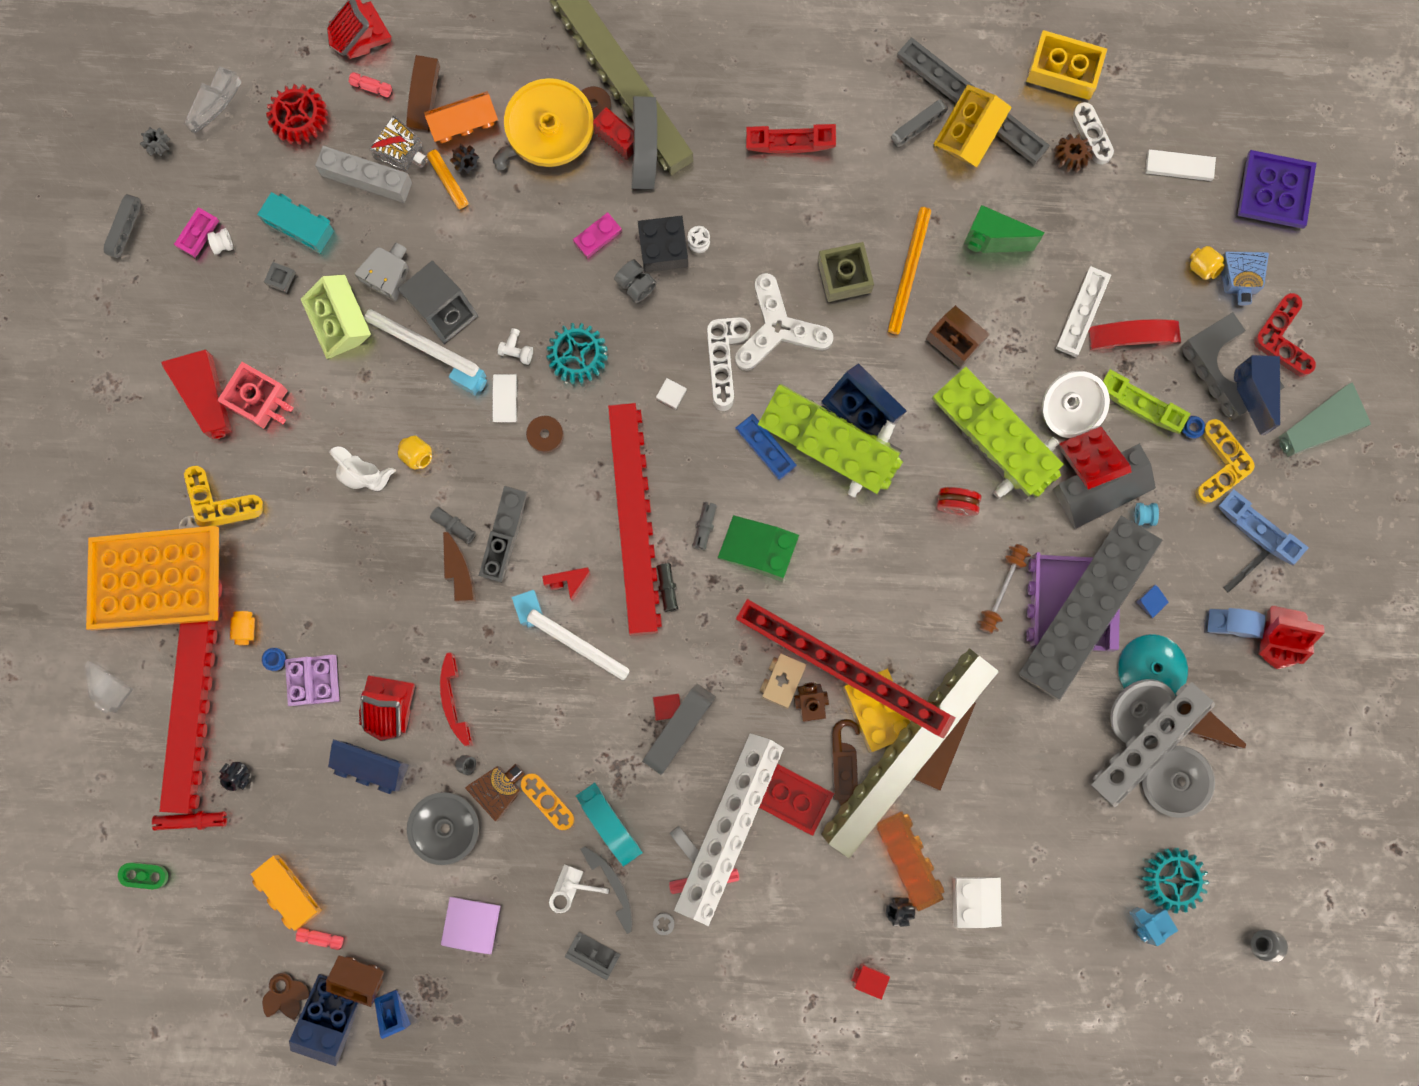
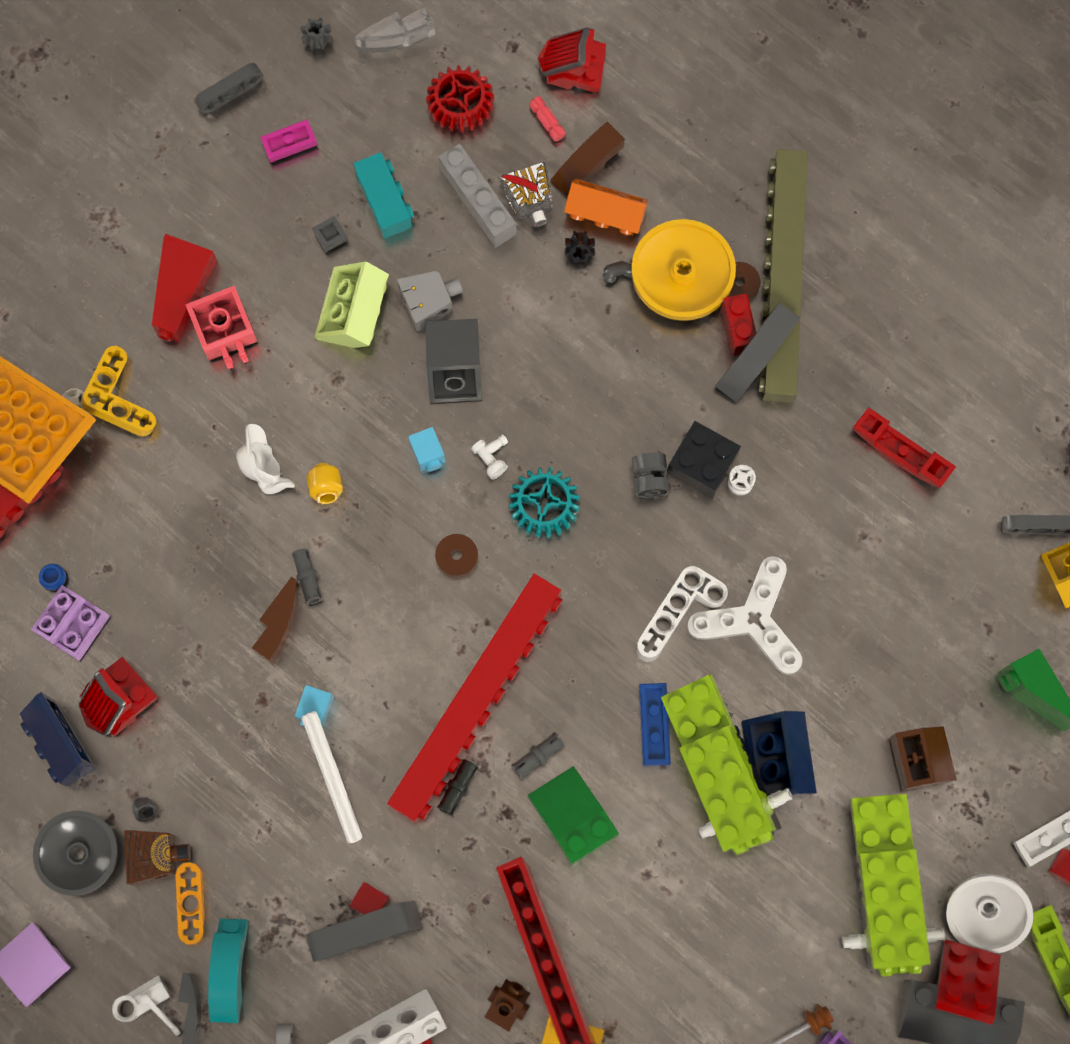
camera: 40 degrees right, 5 degrees down
(220, 241) = (303, 163): white wheel -> none
(242, 627) = (47, 527): light orange brick -> none
(421, 343) = (408, 387): white axle -> none
(447, 179) = (550, 254): light orange axle -> none
(449, 671) = (196, 709): red slope -> none
(503, 534) = (346, 620): dark grey slope -> none
(504, 397) = (445, 494): white slope -> none
(574, 579) = (377, 712): red slope -> none
(597, 235) = (649, 406): dark pink plate -> none
(671, 393) = (603, 606): white tile -> none
(792, 670) = (487, 976): tan brick -> none
(845, 271) = (858, 614): olive brick -> none
(909, 270) = (923, 659): light orange axle -> none
(958, 501) = (800, 920): red head -> none

